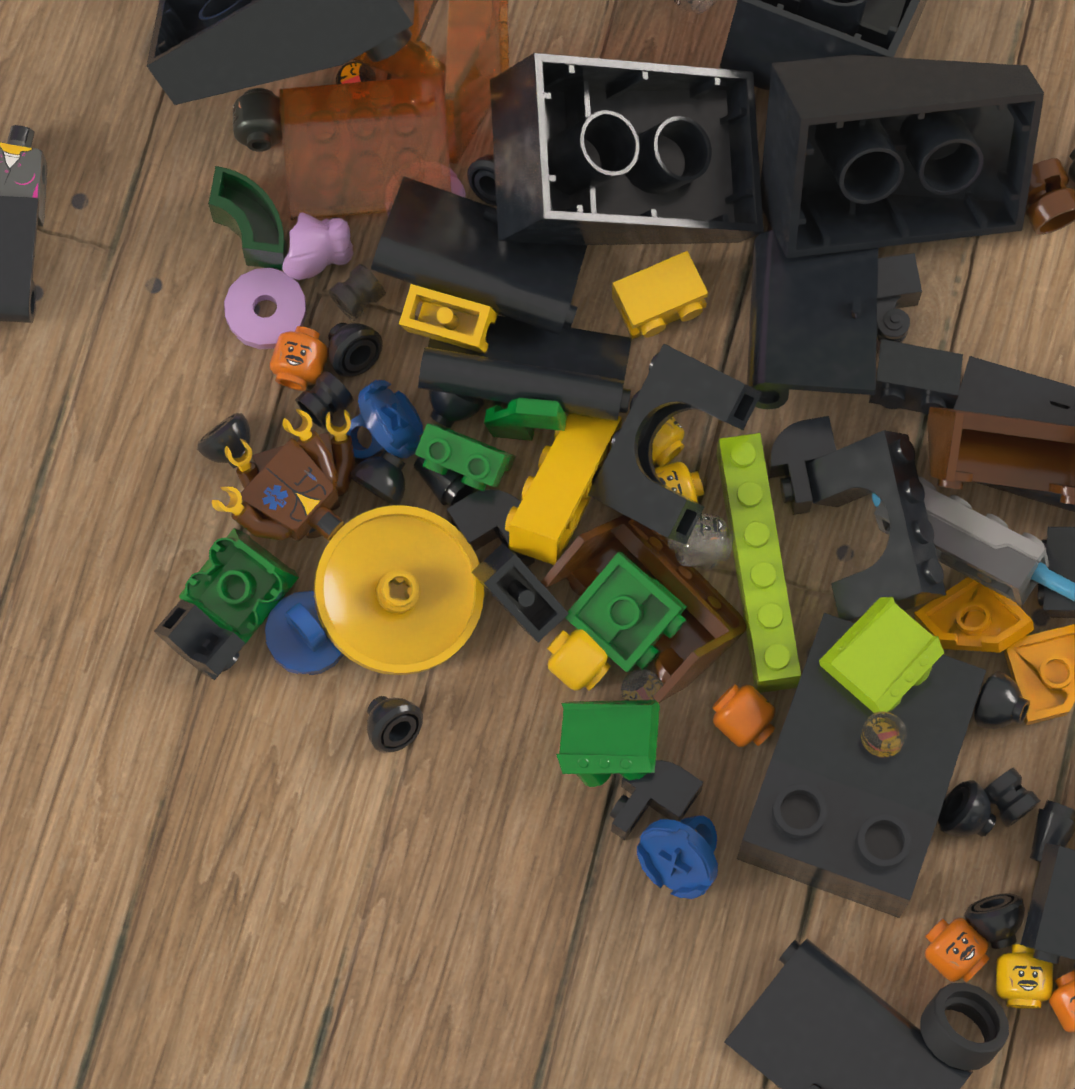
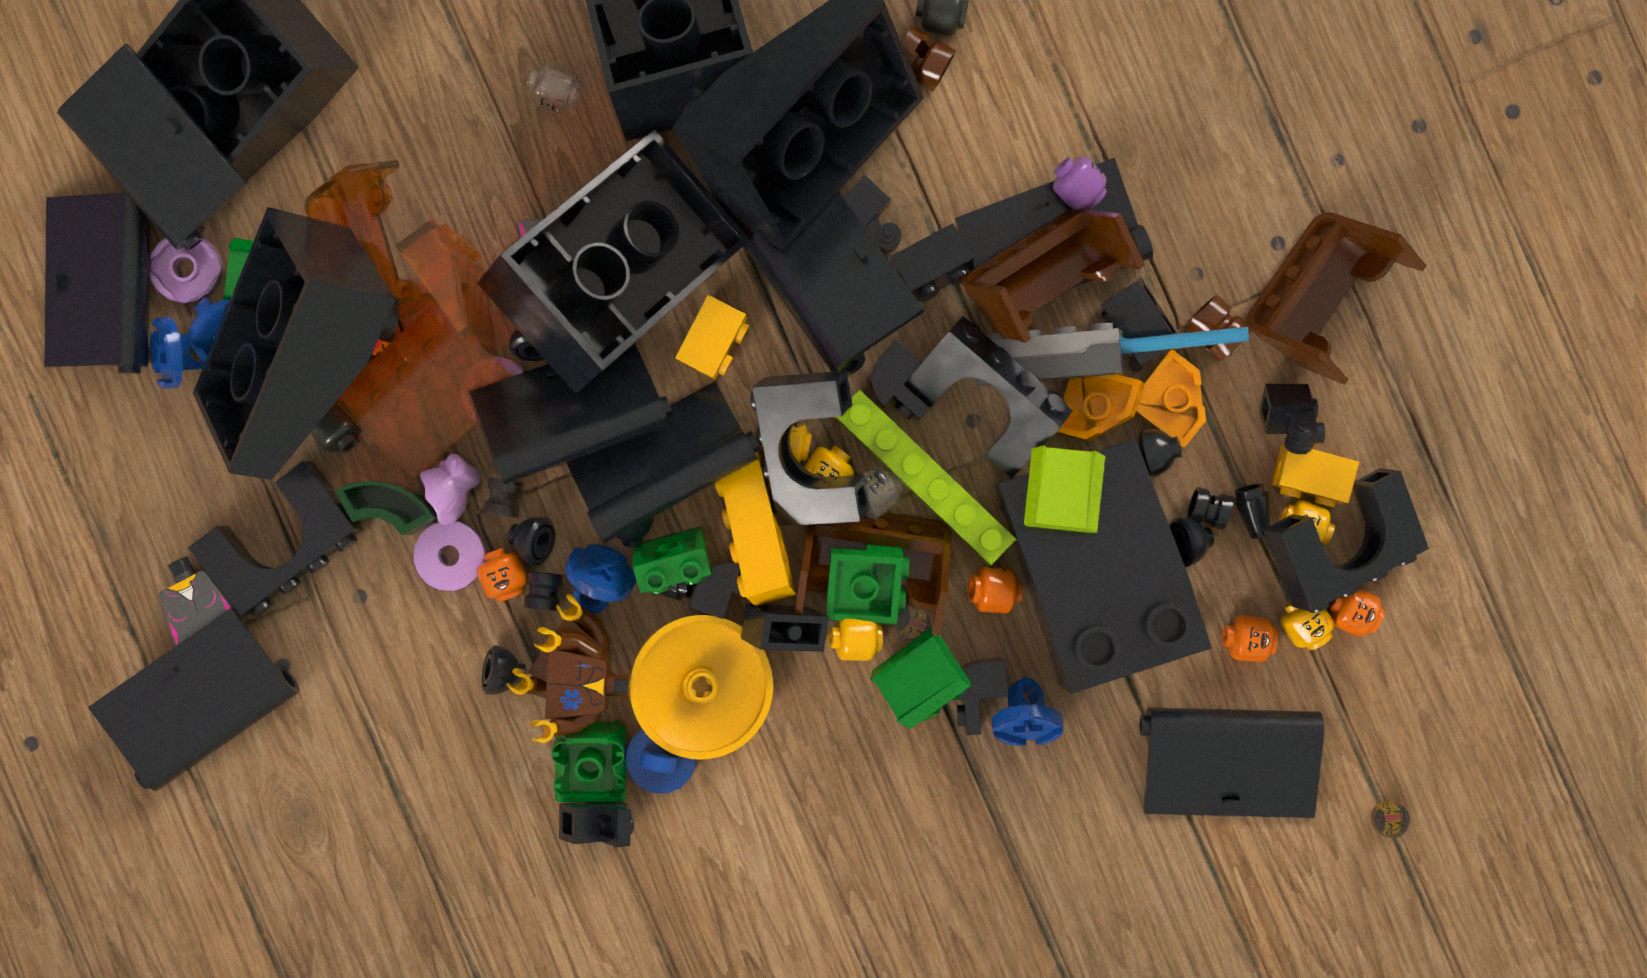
camera: 35 degrees left, 15 degrees up
(173, 203) = (325, 529): none -> black arch
(382, 477) = (627, 618): black brick -> none
(393, 723) = (767, 776): black brick -> none
(447, 318) = (585, 477): yellow brick -> none
(523, 417) = (693, 503): green tile -> none
(883, 734) = (1108, 545): clear smoke tile -> none
(951, 1046) = (1308, 669): black tyre -> none
(997, 918) = (1260, 596): black brick -> none

